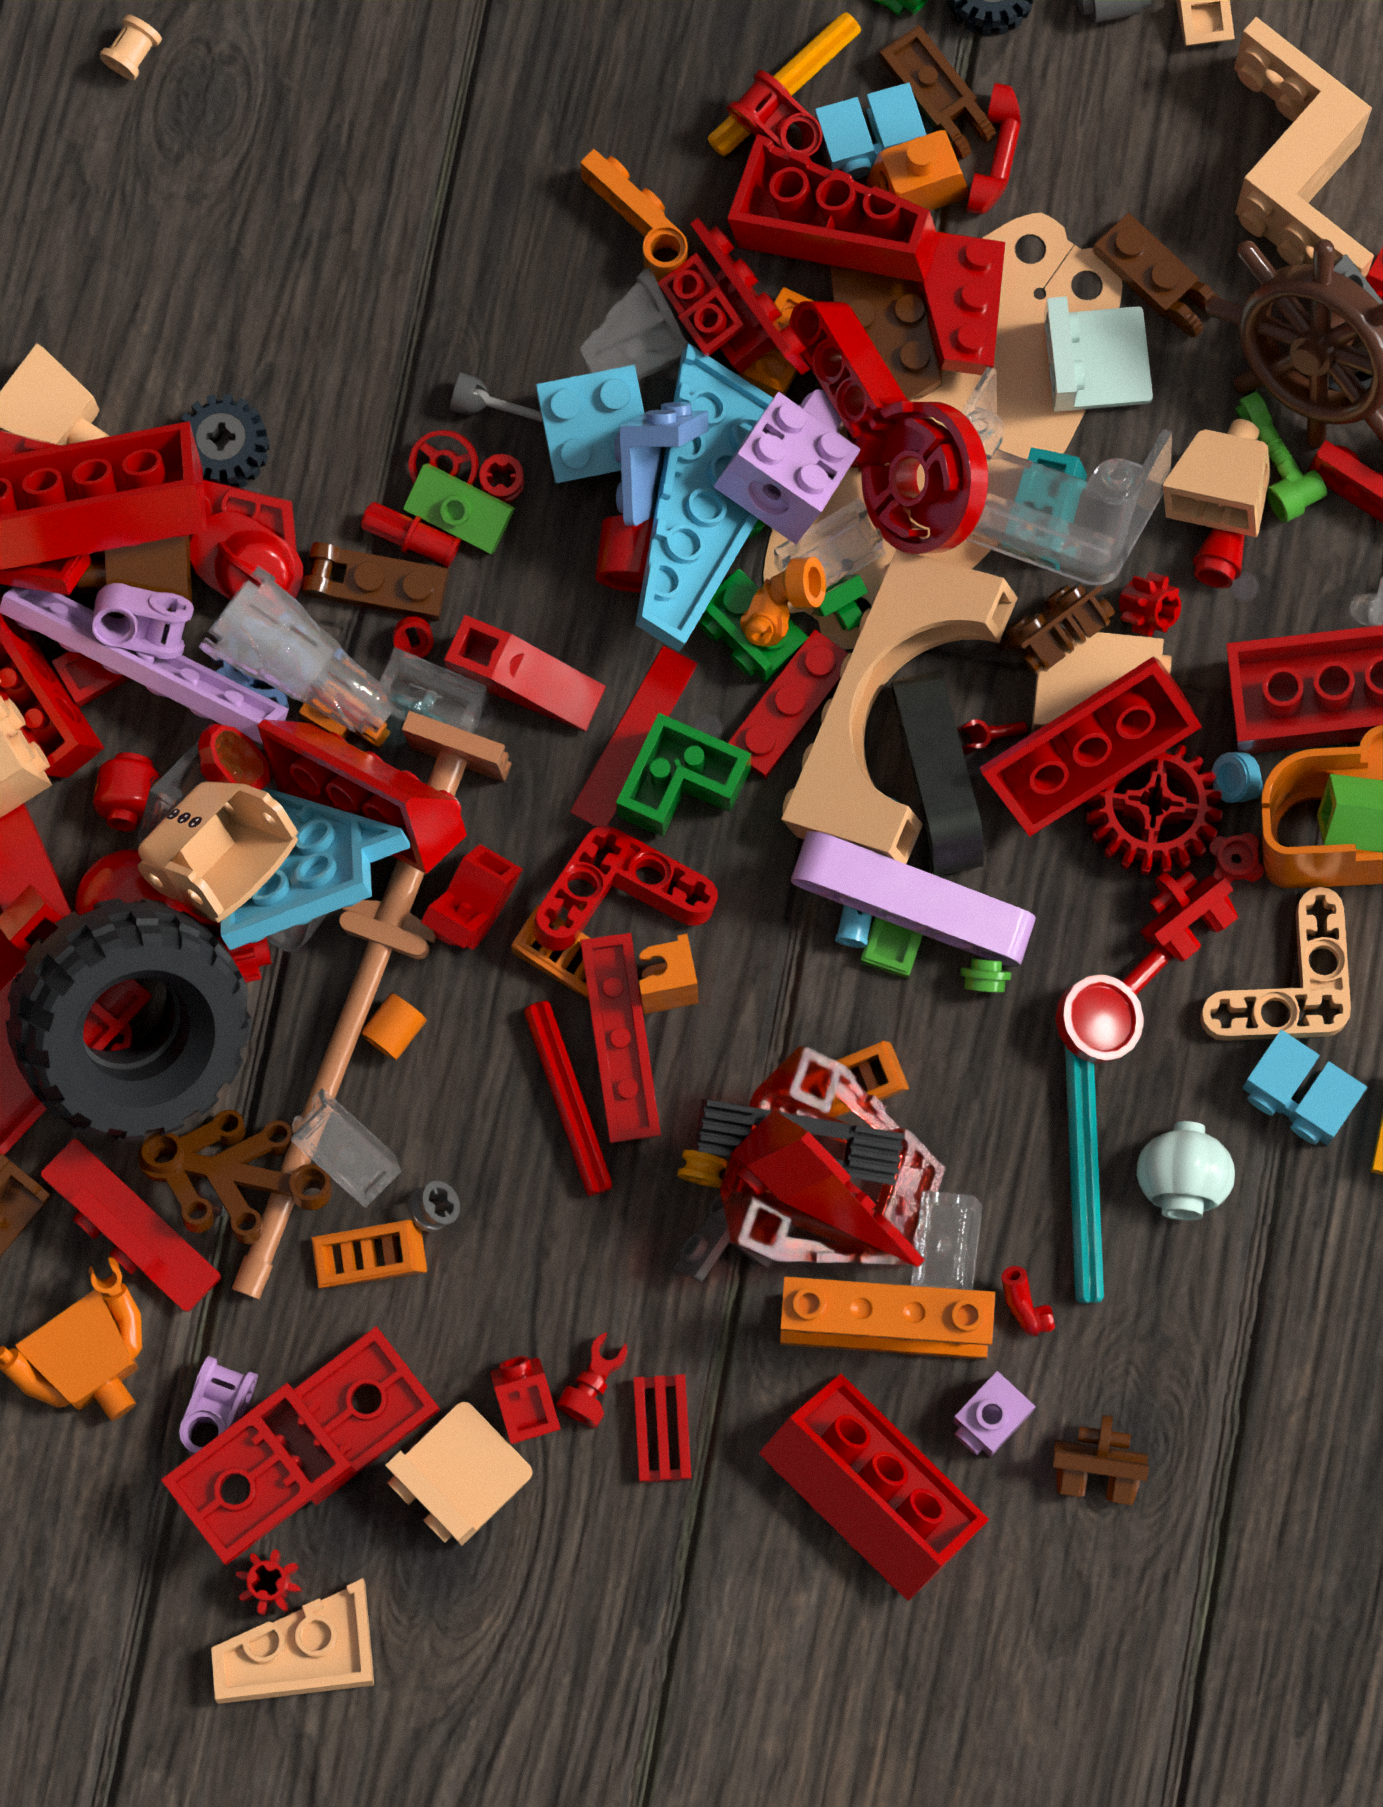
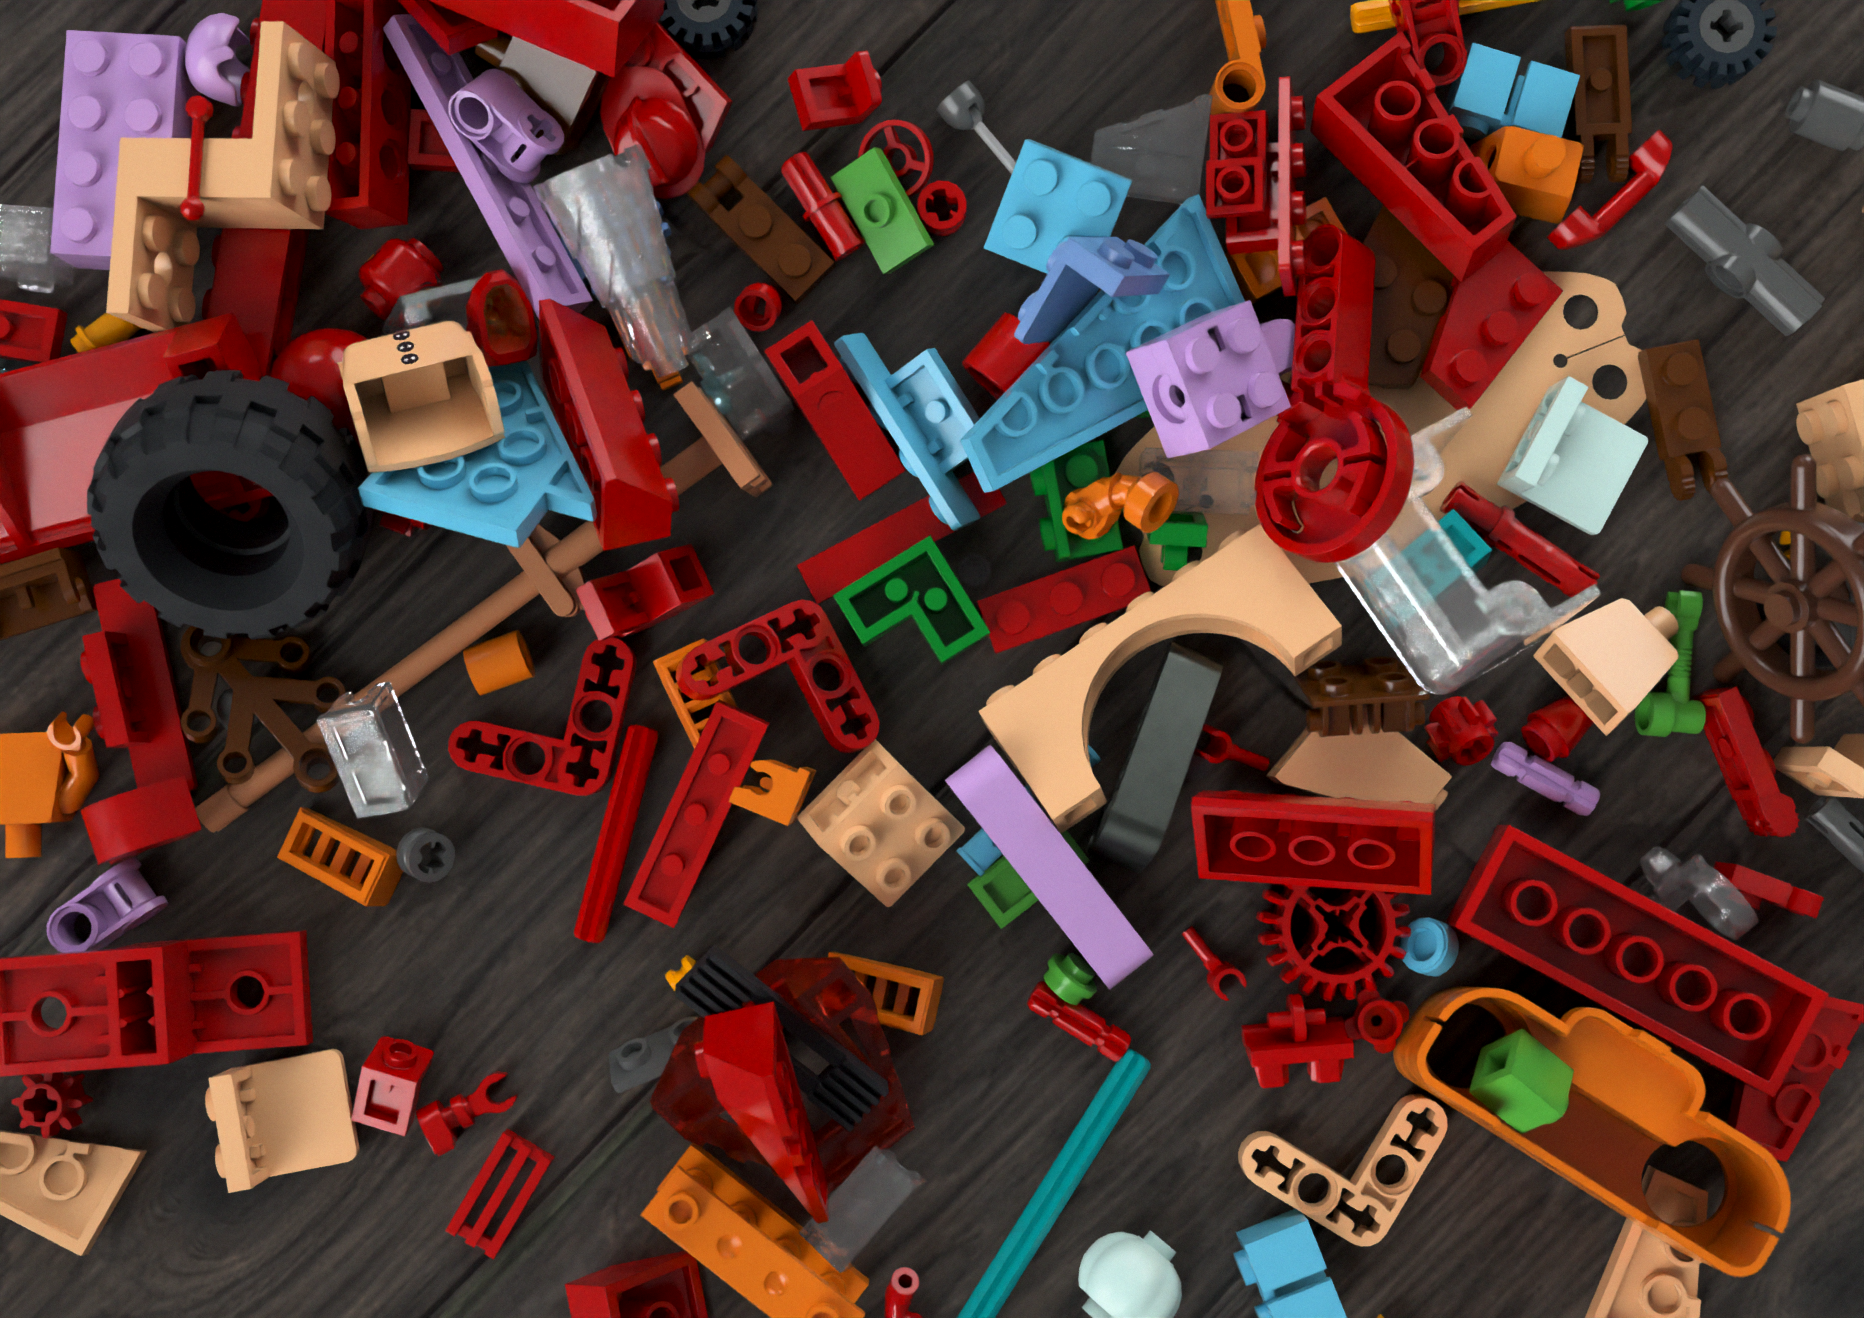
camera: 30 degrees right, 10 degrees up
(200, 1316) = (141, 820): none -> red brick
(367, 444) = (836, 93): none -> red bracket
(482, 1065) = (558, 752): none -> red beam
(597, 635) = (924, 416): none -> medium azure bracket
(765, 955) = (880, 824): none -> light nougat bracket
(1011, 1006) = (1079, 1022): none -> red axle
(1086, 898) = (1215, 967): none -> red hand
(1094, 441) = (1505, 532): none -> red pin
(1102, 1015) = (1152, 1089): piece -> none
(1123, 136) = (1744, 261): none -> dark grey piece
(1238, 600) = (1545, 778): none -> lavender axle

